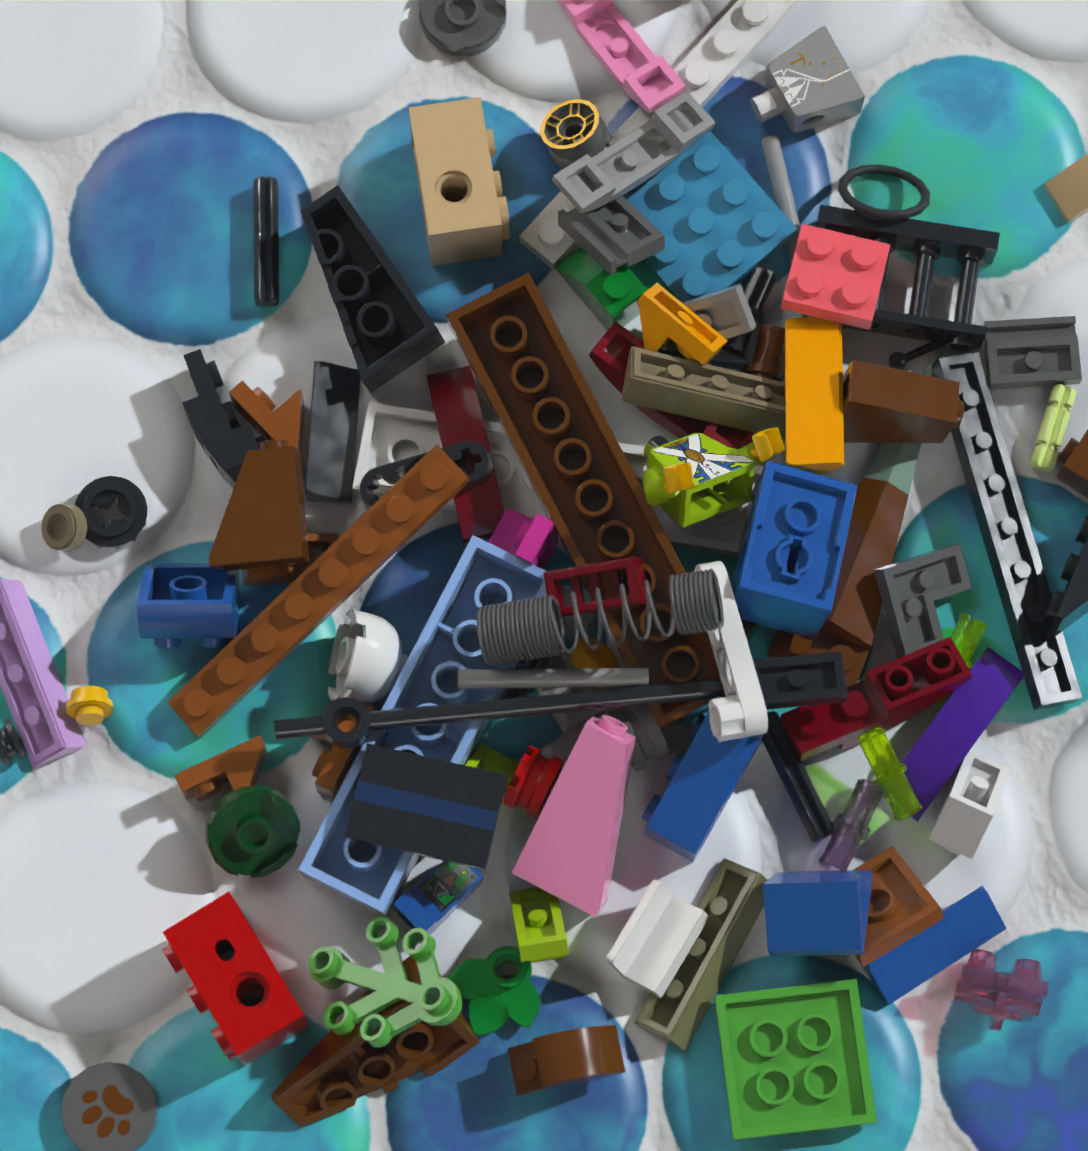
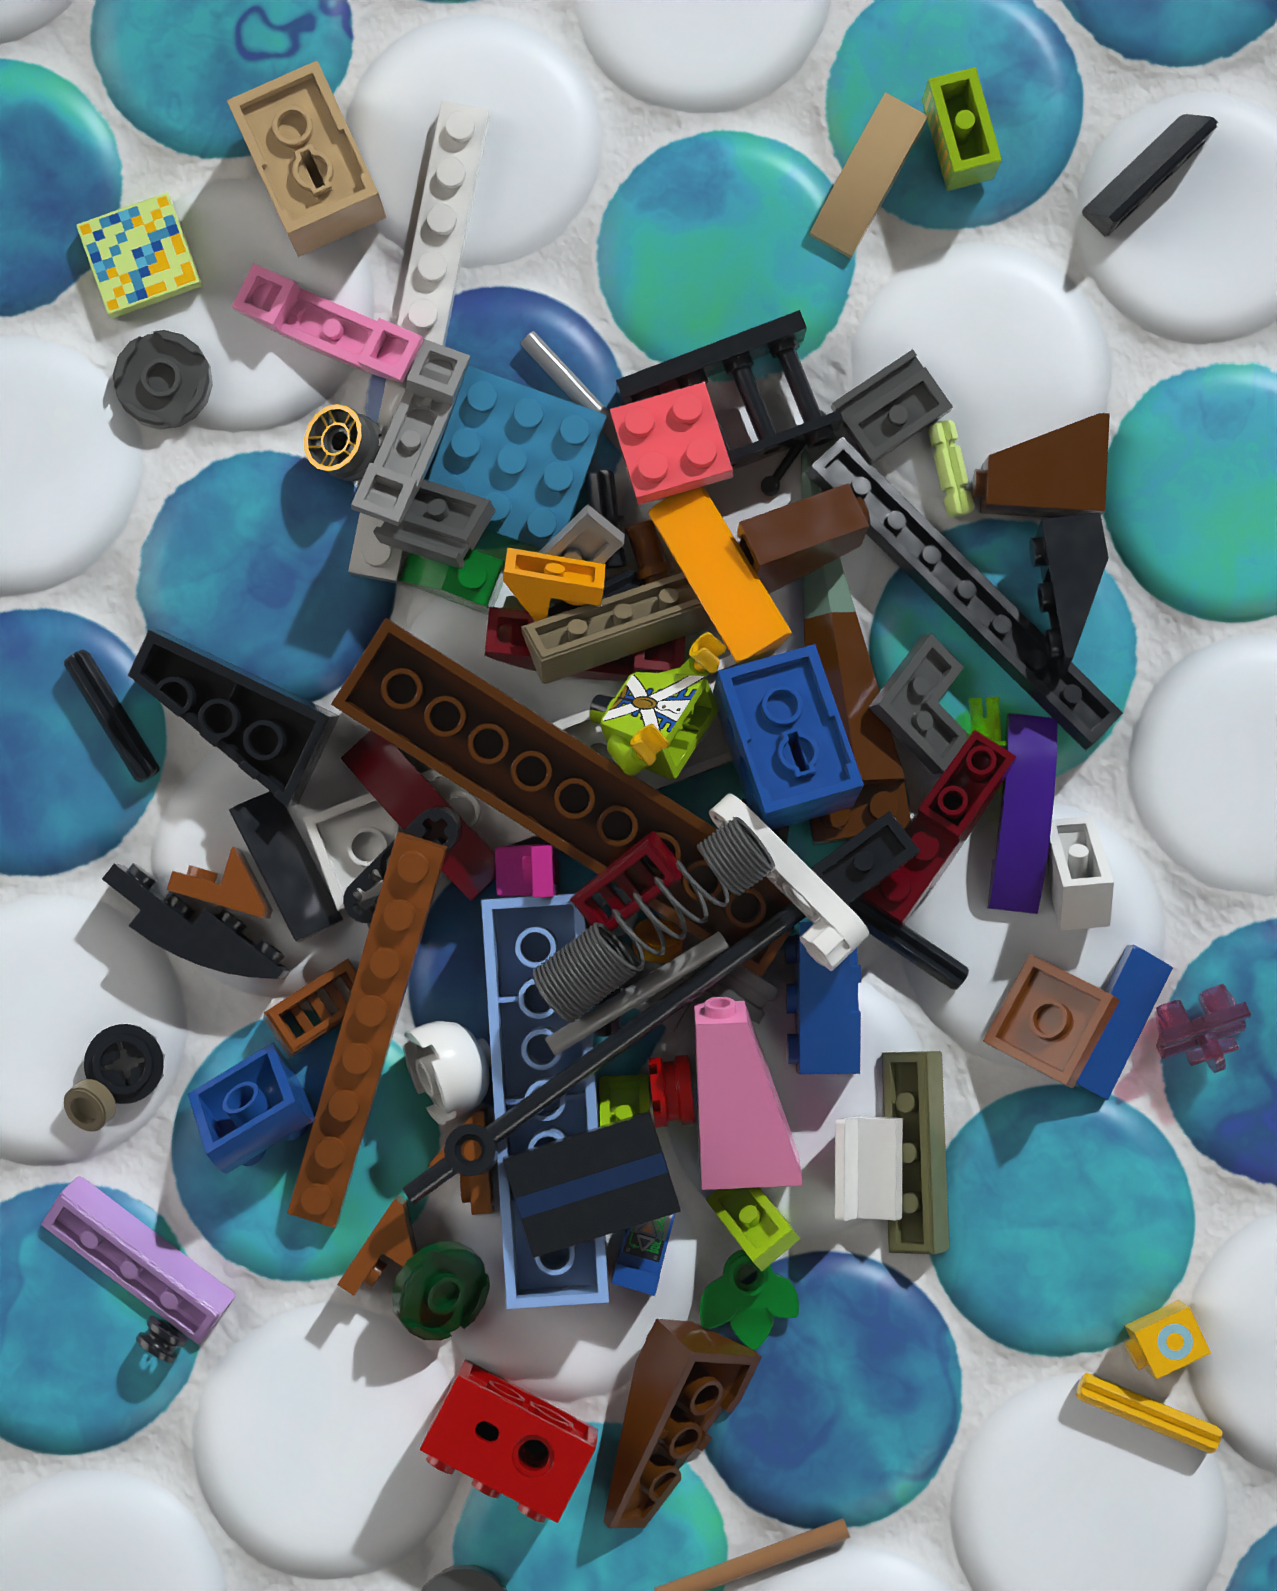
camera: 30 degrees left, 10 degrees up
(89, 705) = (216, 1259): yellow plate -> none
(265, 513) = (272, 990): reddish brown slope -> none
(333, 969) = (656, 1366): bright green plant -> none
(456, 181) = (247, 543): tan piece -> none
(566, 1058) = (852, 1329): reddish brown brick -> none
(795, 1060) = (1054, 1203): bright green plate -> none
(809, 85) = (535, 264): light grey torso -> none
(817, 912) = (1000, 1059): blue slope -> none
(851, 826) = (982, 957): clear purple pin -> none
(881, 213) = (676, 357): black piece -> none
(889, 773) = (991, 891): clear neon green axle -> none

